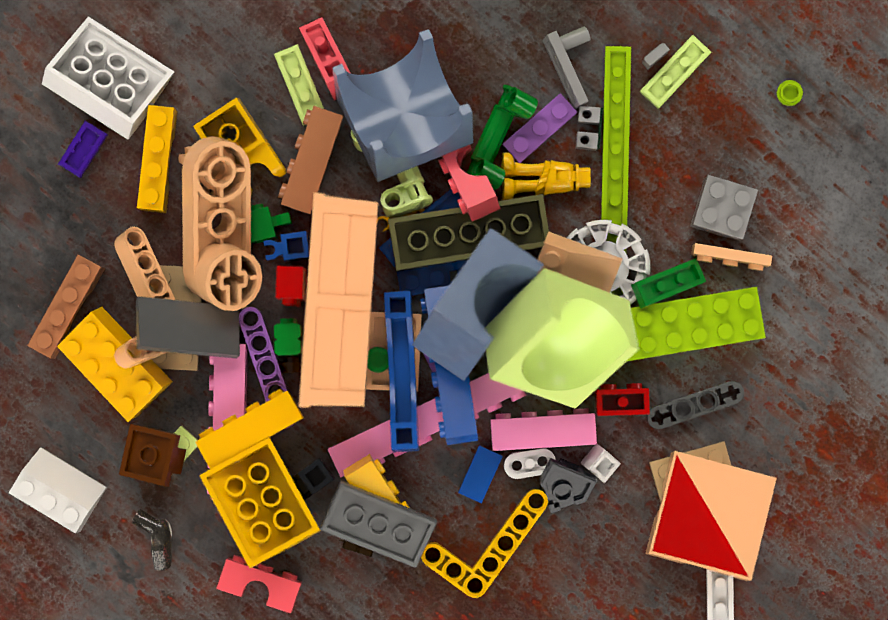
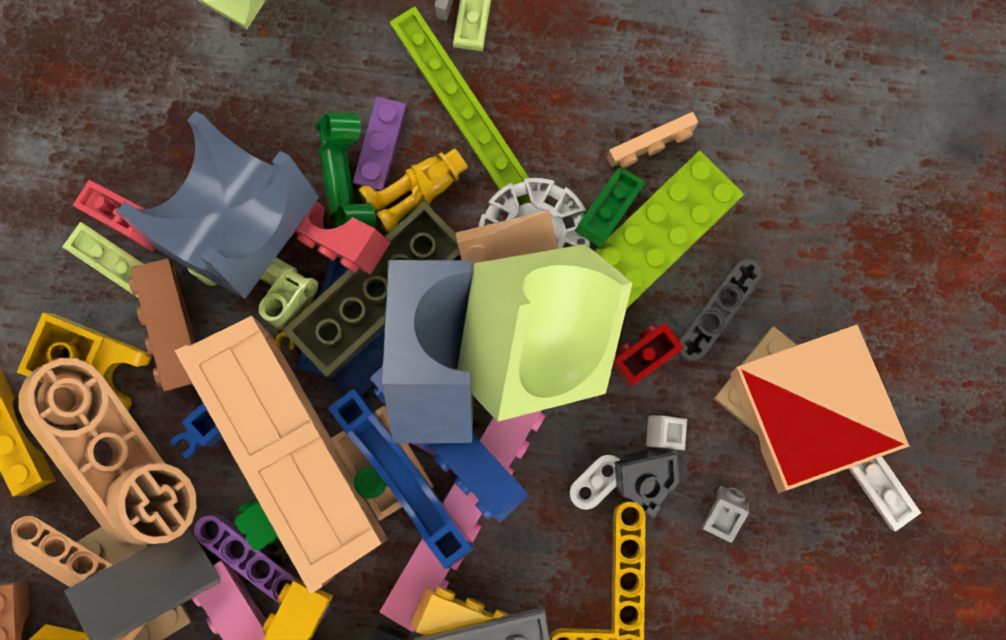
camera: 40 degrees left, 5 degrees down
(264, 225) = (162, 423): green brick -> none
(291, 285) = (220, 468): red brick -> none
(480, 474) = (554, 527): blue tile -> none
(543, 431) = (588, 440): bright pink brick -> none
(557, 48) = (344, 56): light grey piece -> none
(595, 119) = (428, 99): flat silver piece -> none
(603, 544) = (727, 513): none -> light grey bracket
(724, 208) = (613, 99): light grey brick -> none

